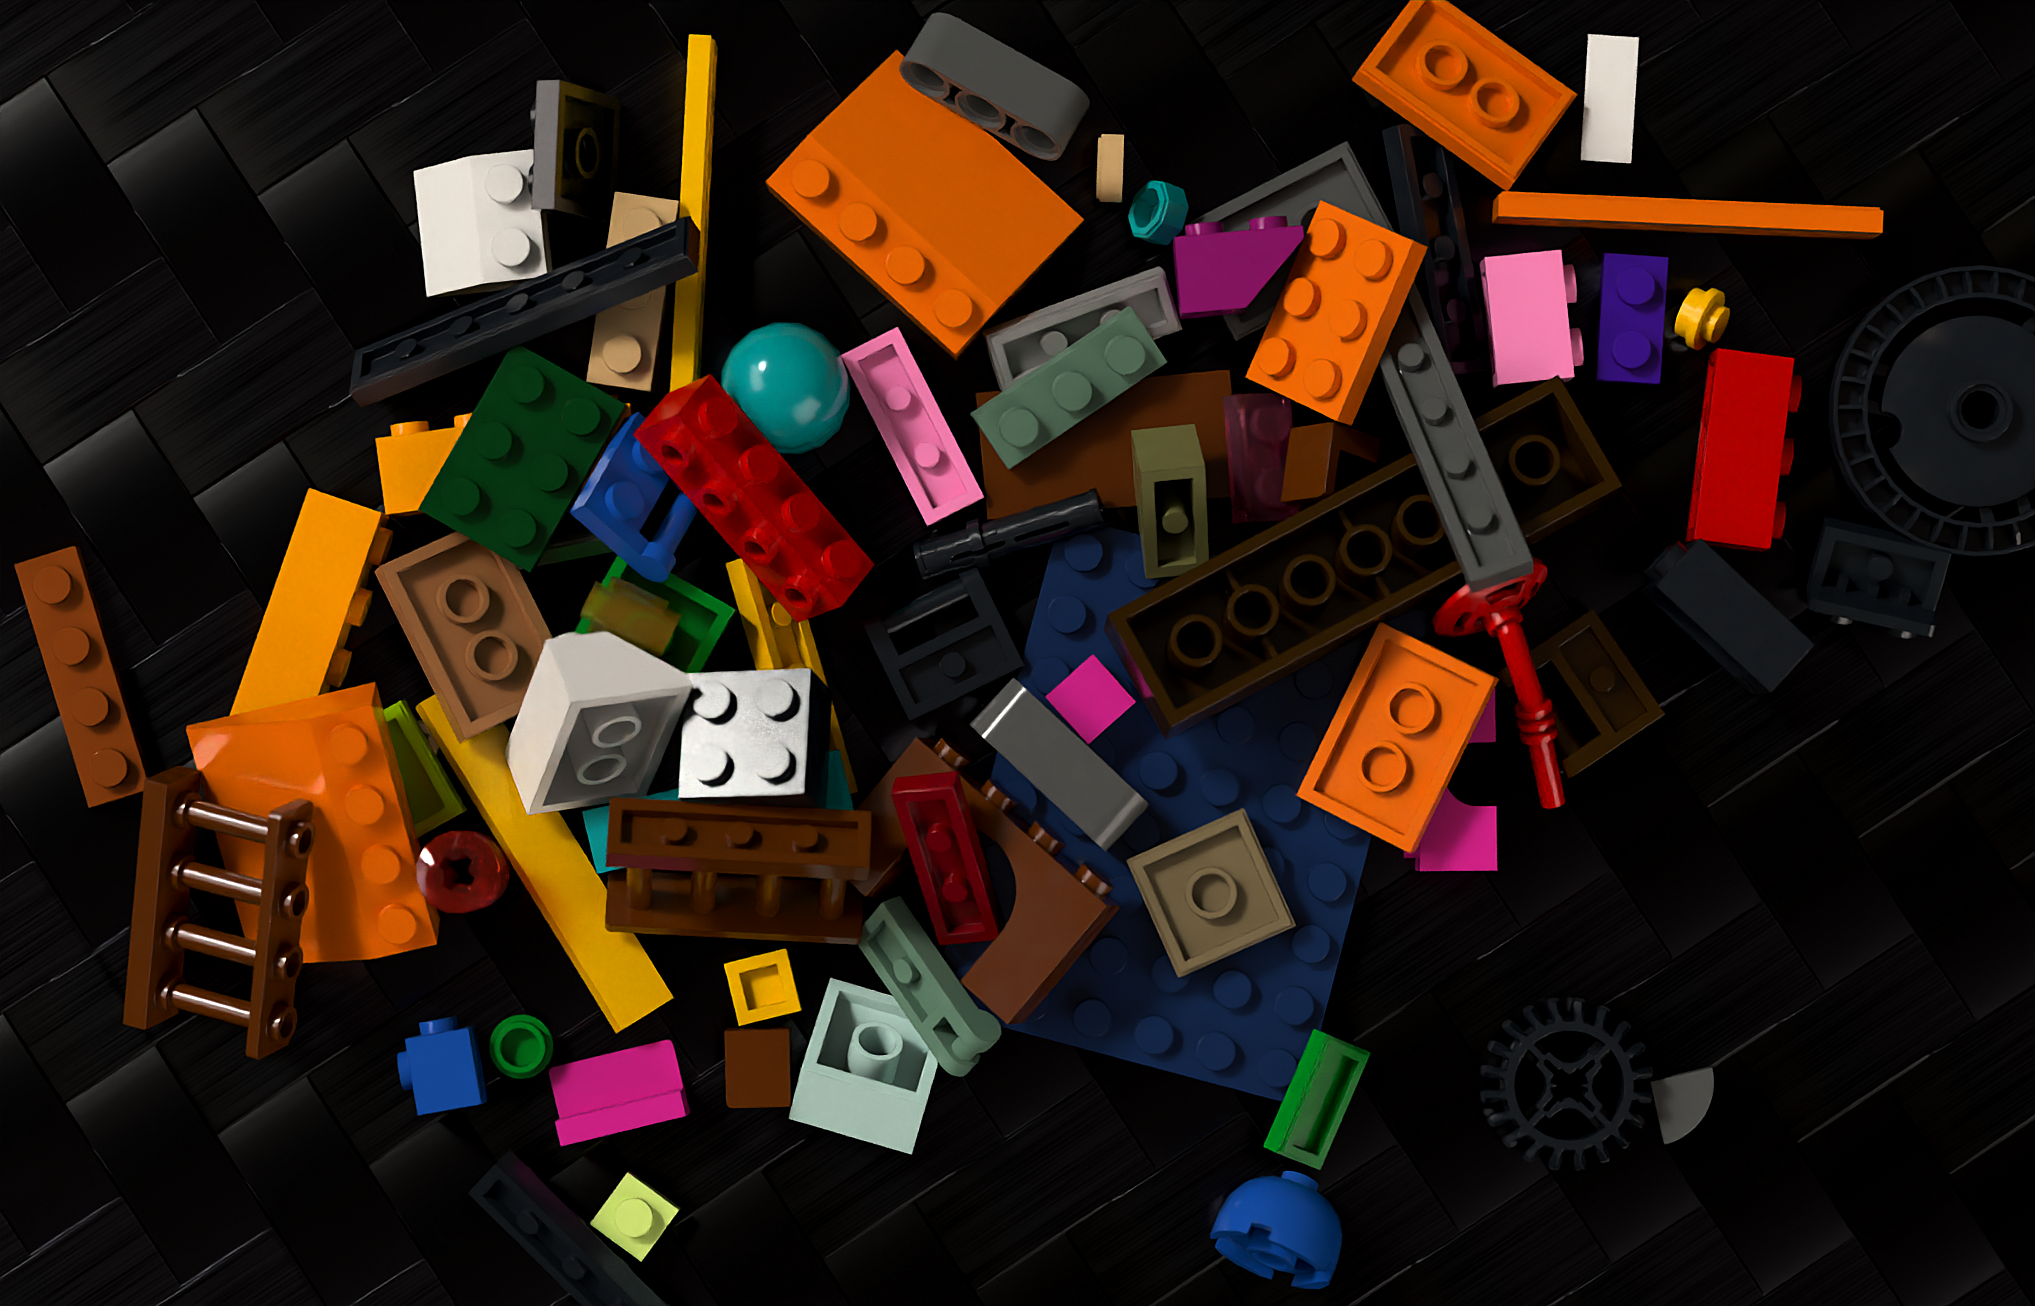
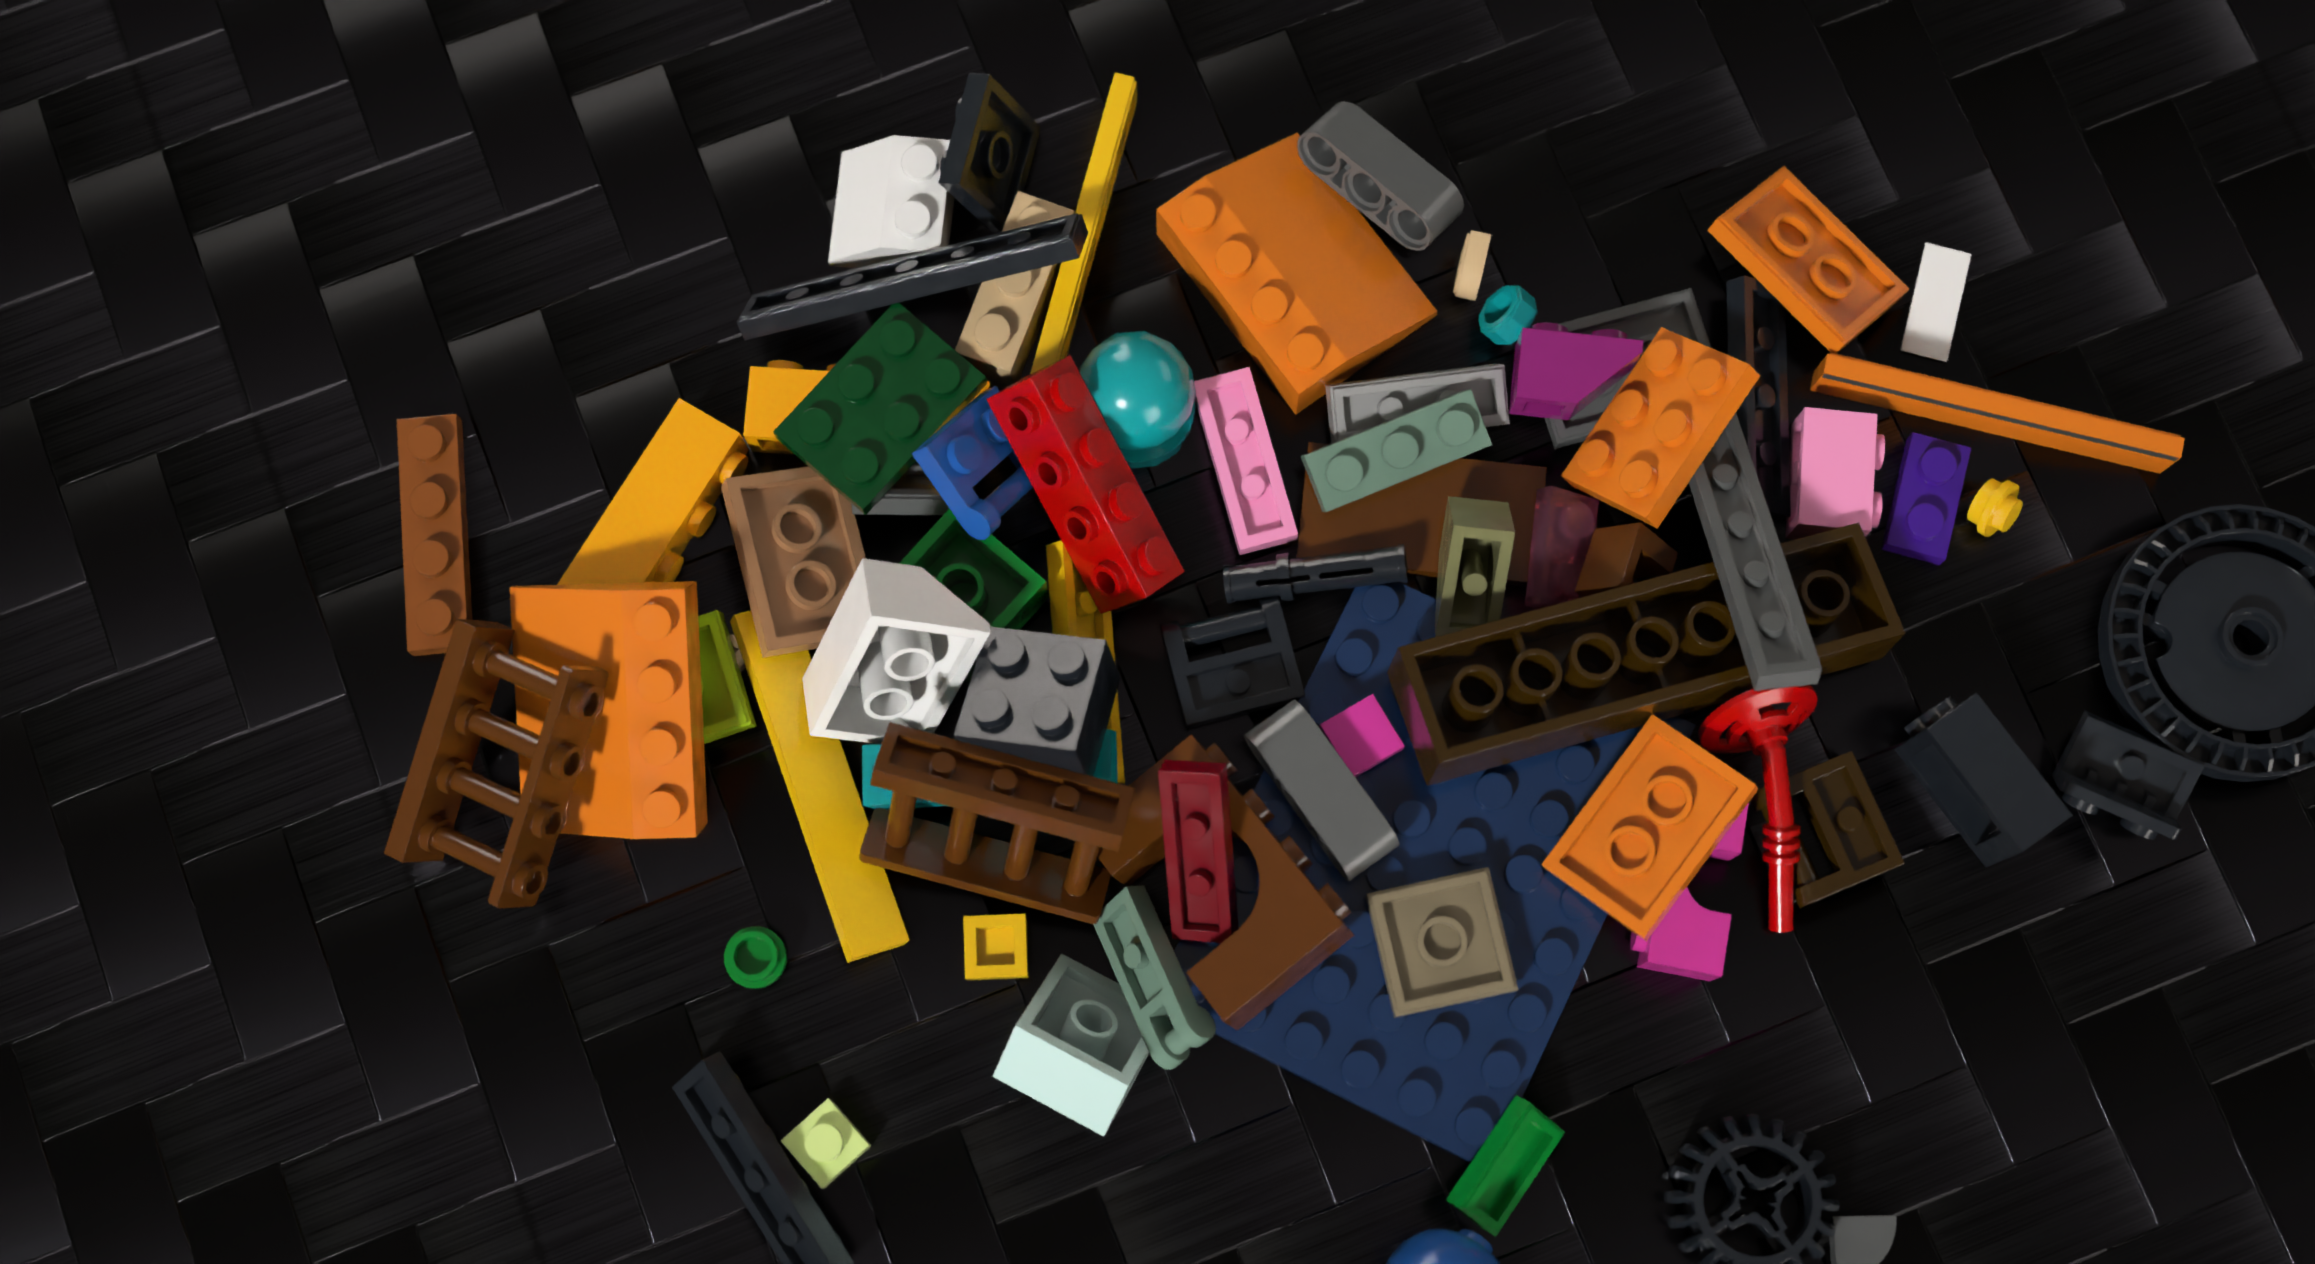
camera: 10 degrees right, 10 degrees down
(437, 874) = (716, 761): clear red piece -> none
(443, 1067) = (676, 959): blue brick -> none
(618, 1092) = (836, 1020): dark pink panel -> none
(630, 615) = (948, 560): clear yellow brick -> none
(759, 1067) = (975, 1021): reddish brown panel -> none
(1743, 450) = (2018, 629): red brick -> none

